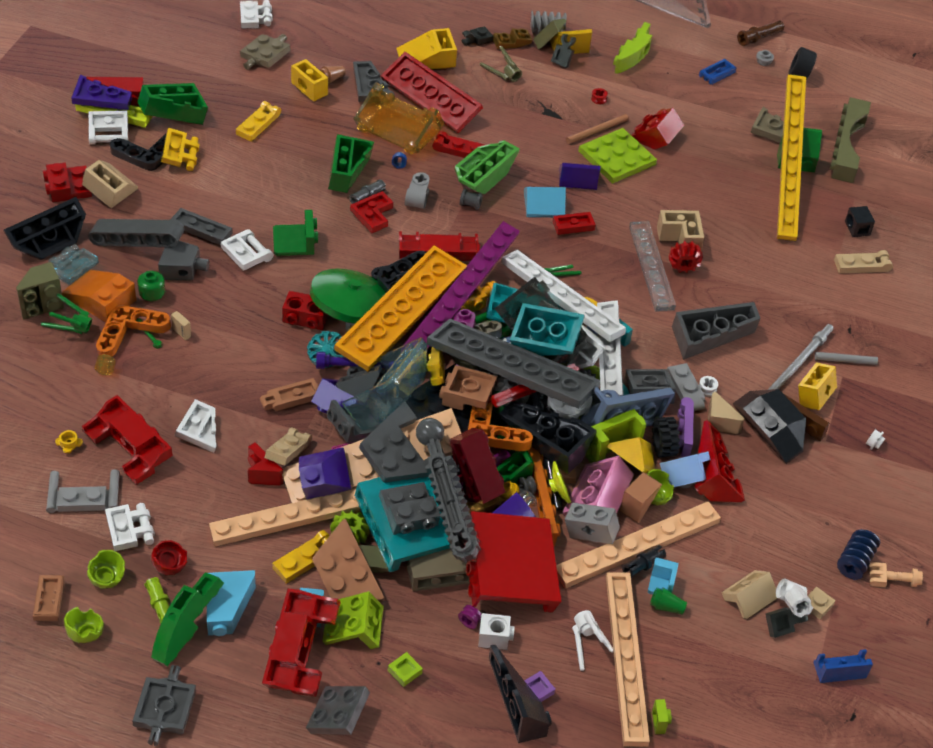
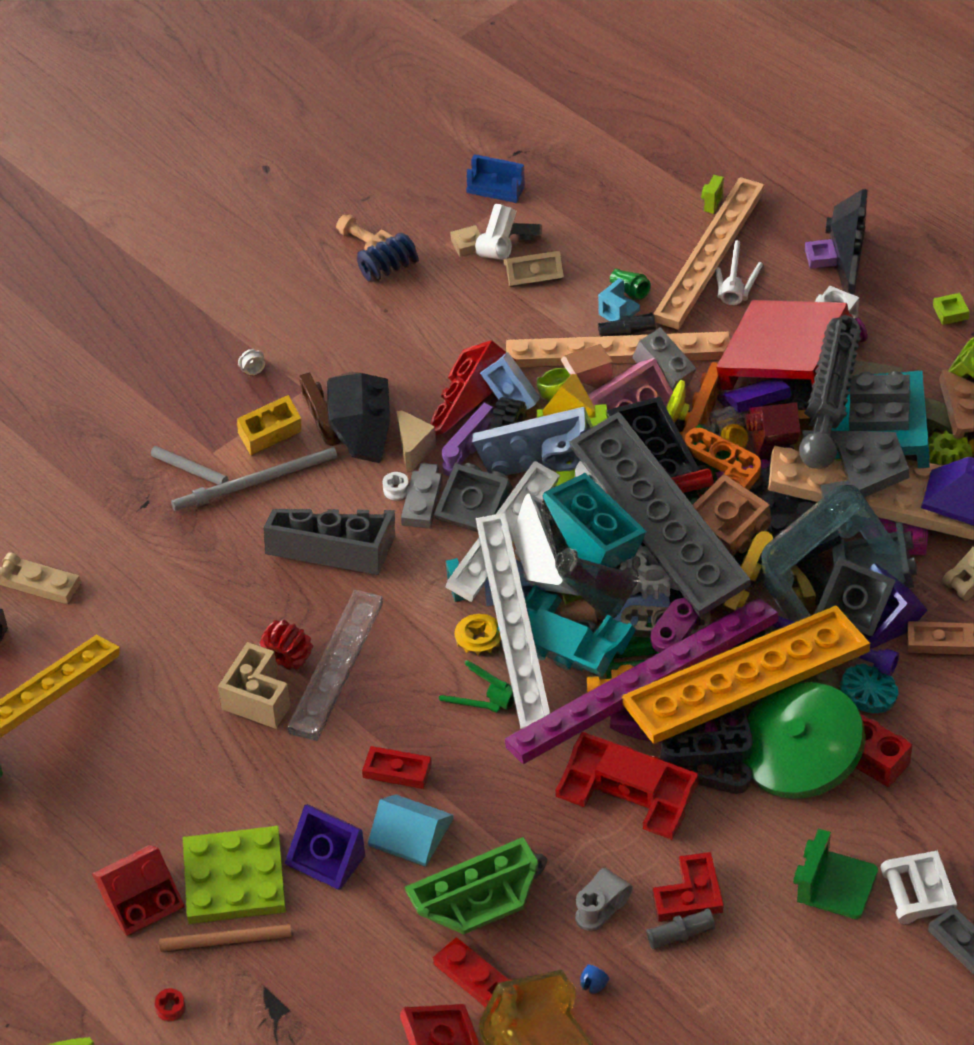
camera: 145 degrees left, 0 degrees up
(348, 161) = (690, 983): green wedge -> none

